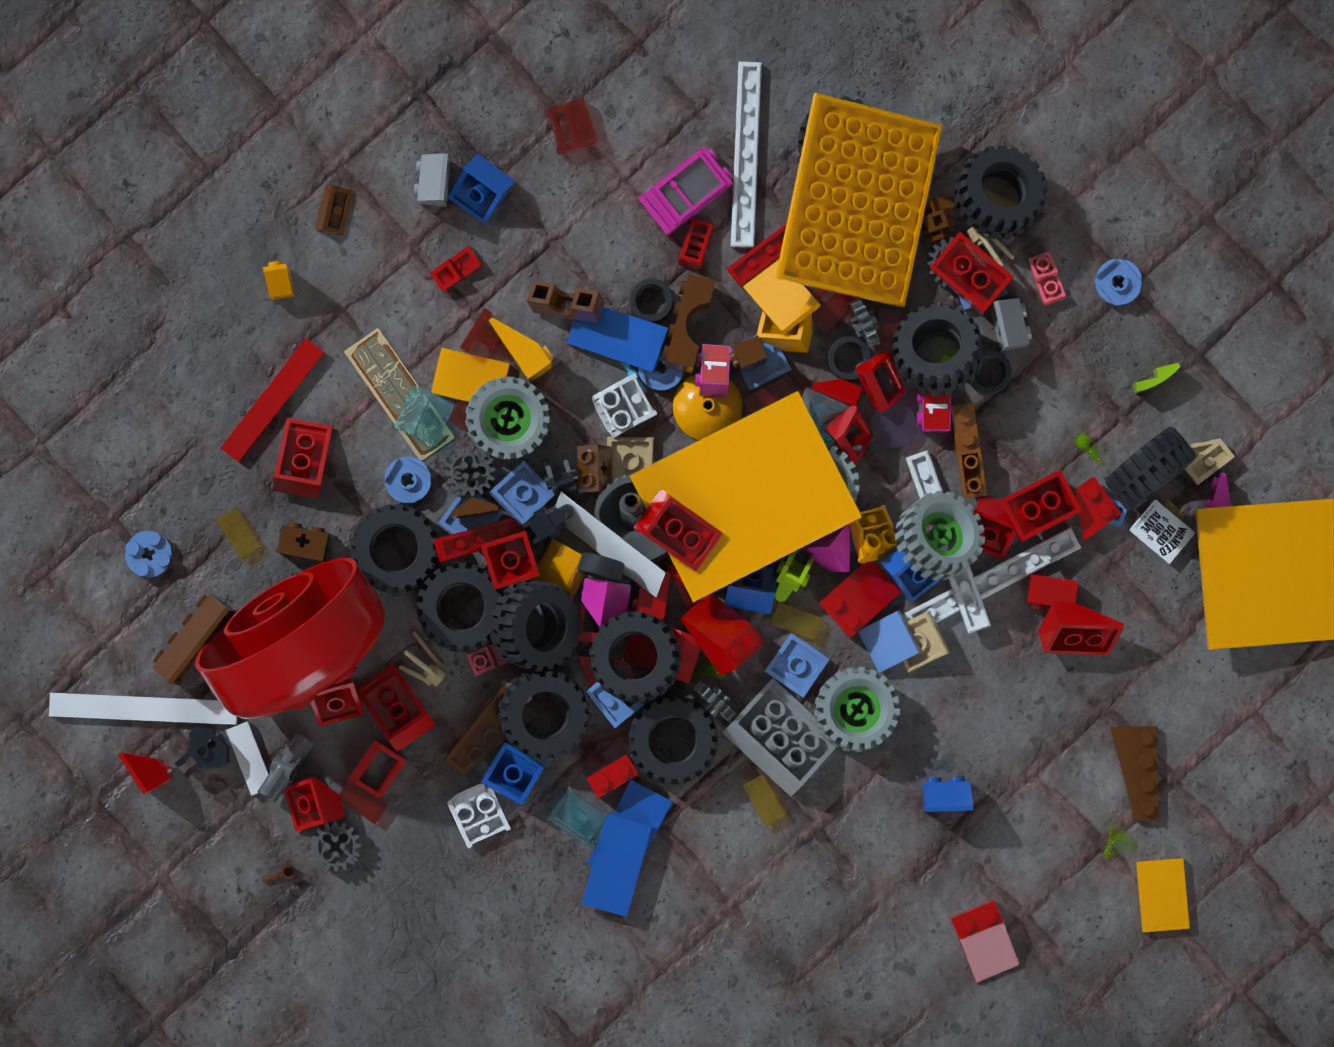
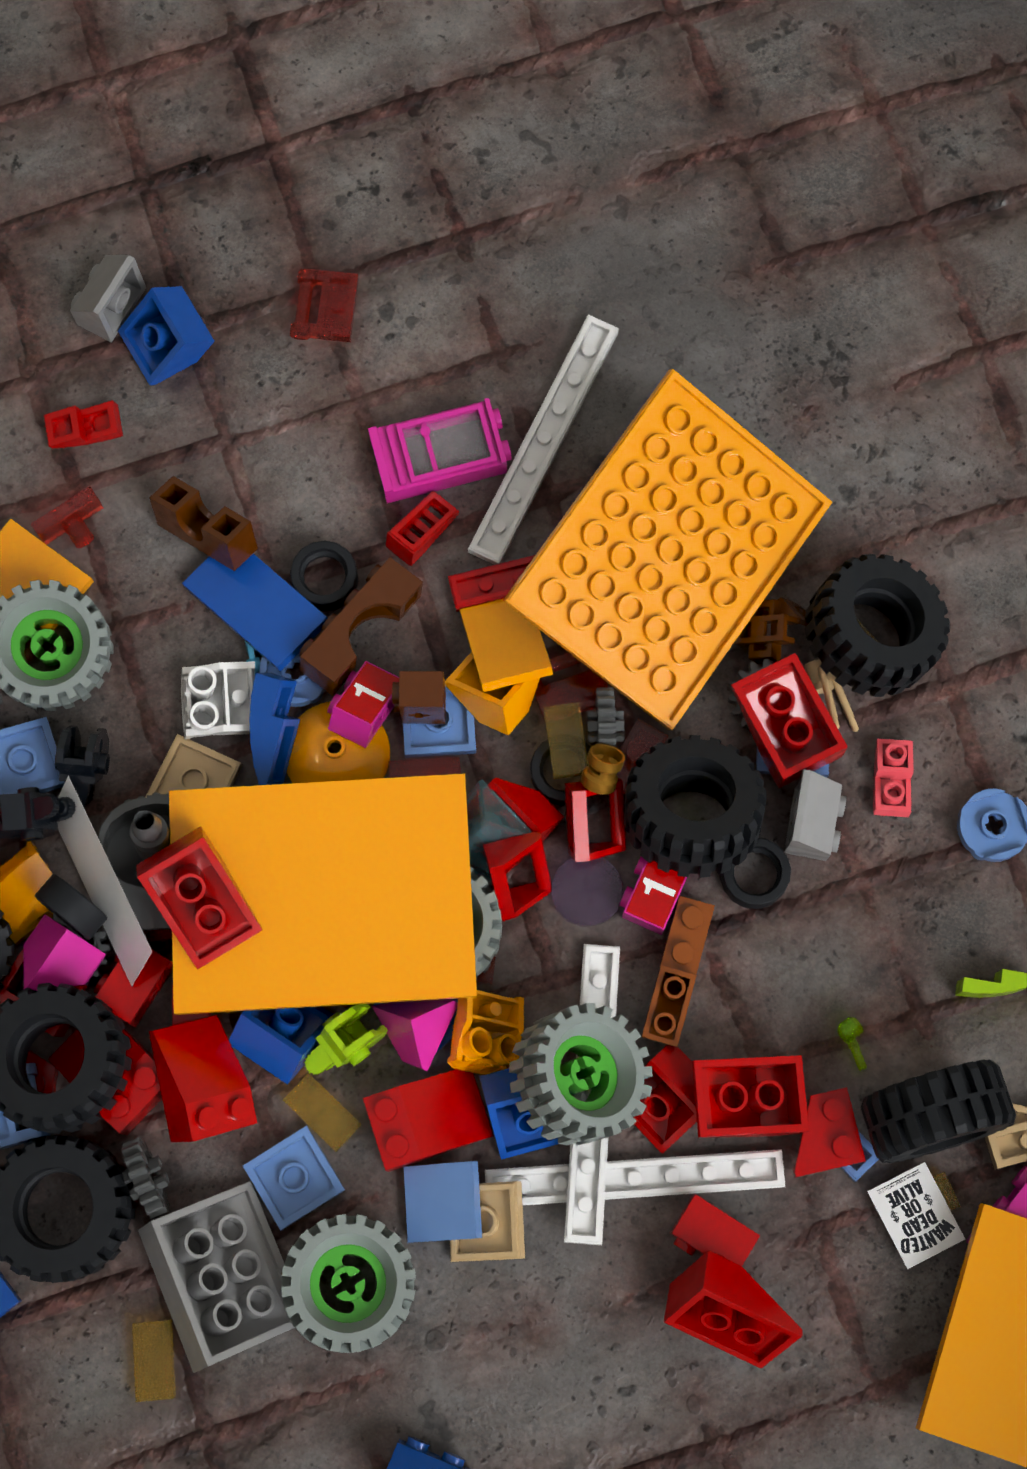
camera: 25 degrees right, 10 degrees down
(526, 352) = (117, 578): light orange slope -> none
(594, 468) = (134, 766): reddish brown brick -> none
(665, 409) = (271, 727): none -> blue slope
(710, 672) = (159, 1132): clear neon green hand -> none
(844, 341) = (565, 740): none -> clear yellow tile
(875, 352) = (602, 770): none -> pearl gold wheel

